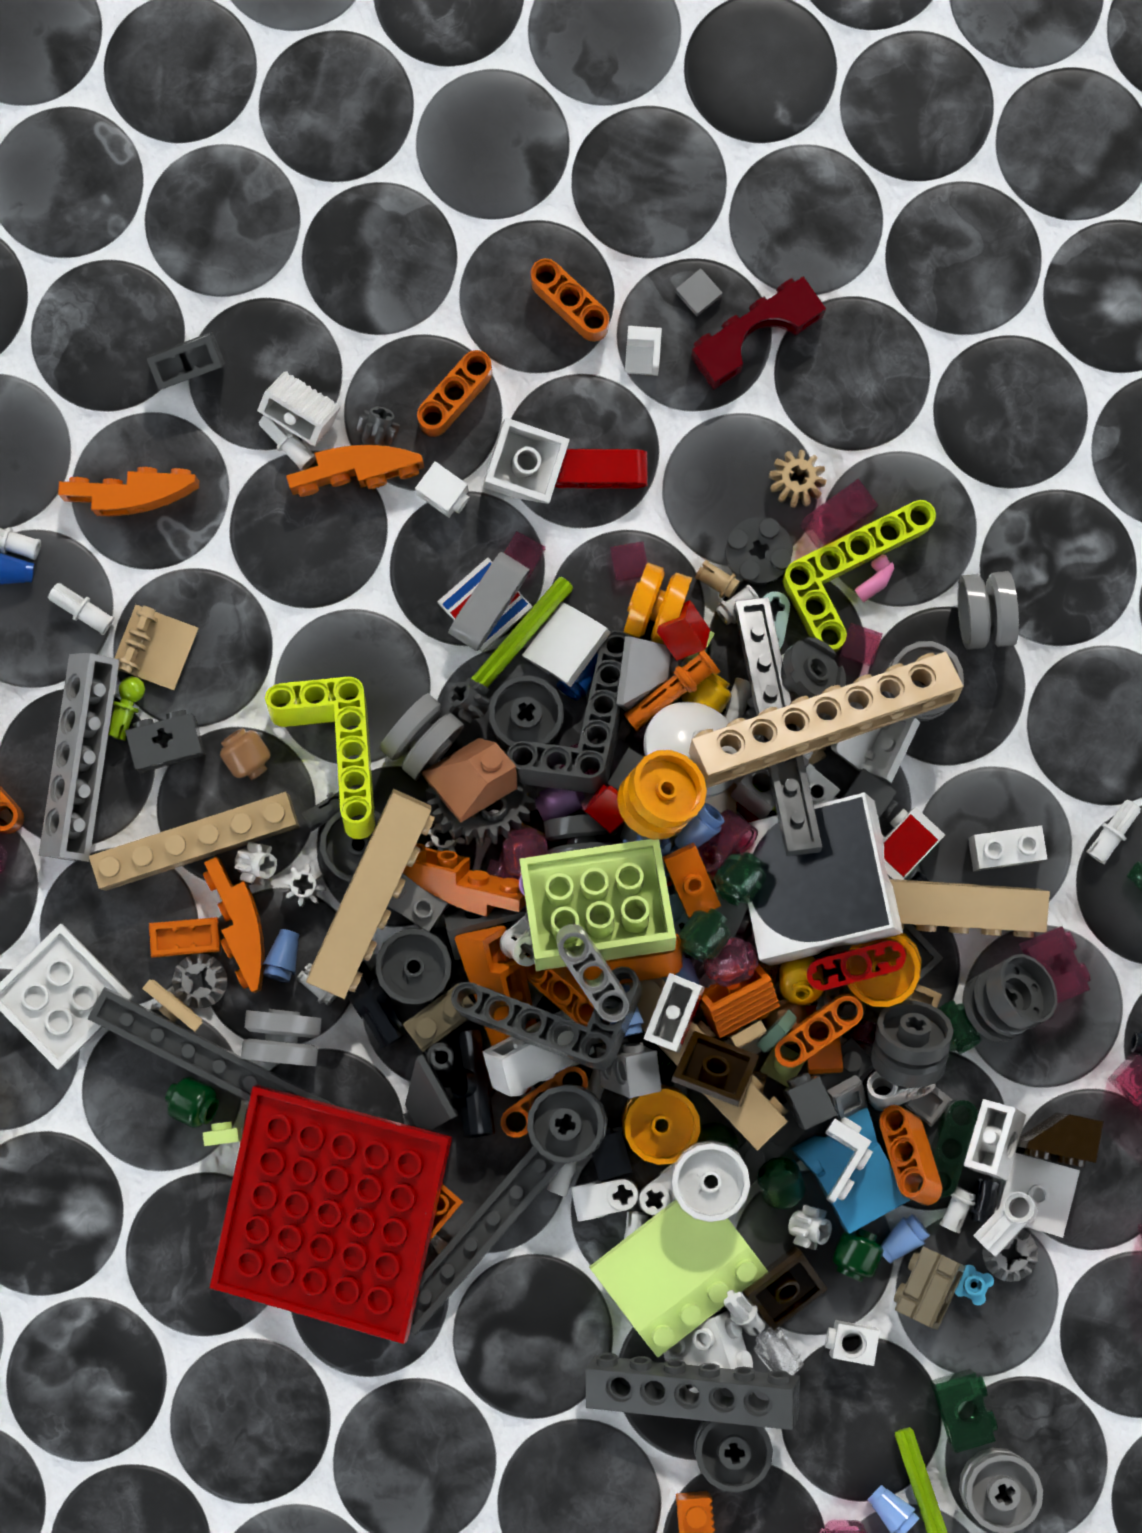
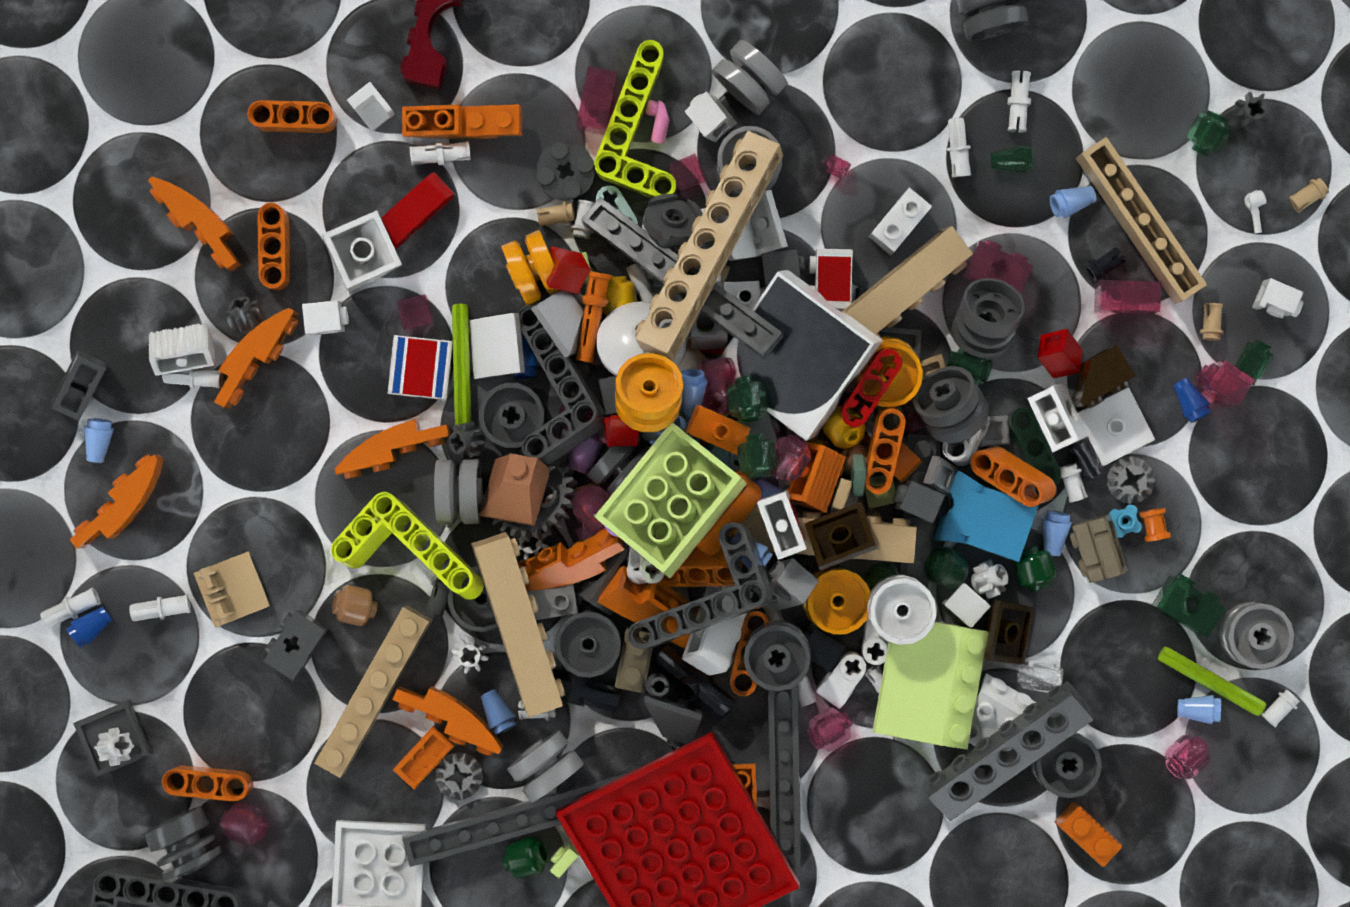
camera: 40 degrees left, 5 degrees up
(79, 757) = (248, 705): light grey brick -> none
(130, 690) = (242, 631): lime pin -> none
(160, 420) = (97, 439): none -> light blue cone
(172, 1006) = (456, 808): tan plate -> none
(255, 863) = (425, 669): white gear -> none
(386, 642) = (380, 449): none -> orange slope
(412, 304) = (191, 212): none -> orange slope
(489, 601) = (421, 363): light grey beam -> none
(553, 1231) = (829, 729): none -> clear pink head
(596, 989) = (719, 558): light grey beam -> none
(628, 560) = (487, 254): clear pink tile -> none
(666, 440) = (440, 153): none -> white pin
(698, 292) = (372, 34): light grey tile -> none
(708, 431) = (461, 121): none -> orange slope
(744, 1313) = (996, 671): white axle -> none
(769, 1231) = (966, 605): none -> white panel
(801, 468) = (545, 91): tan gear -> none
(848, 1134) = (962, 500): white bracket -> none
(867, 1348) = (1094, 624): white brick -> none
(923, 613) = (710, 116): none -> white brick
(995, 753) = (837, 166): none -> clear pink plate
(997, 1311) = (1155, 524): none -> orange bush
(1003, 1225) = (1112, 467): white piece -> none
(1045, 1087) = (1060, 353): none -> red panel
(1124, 1233) = (1192, 402): none -> blue cone

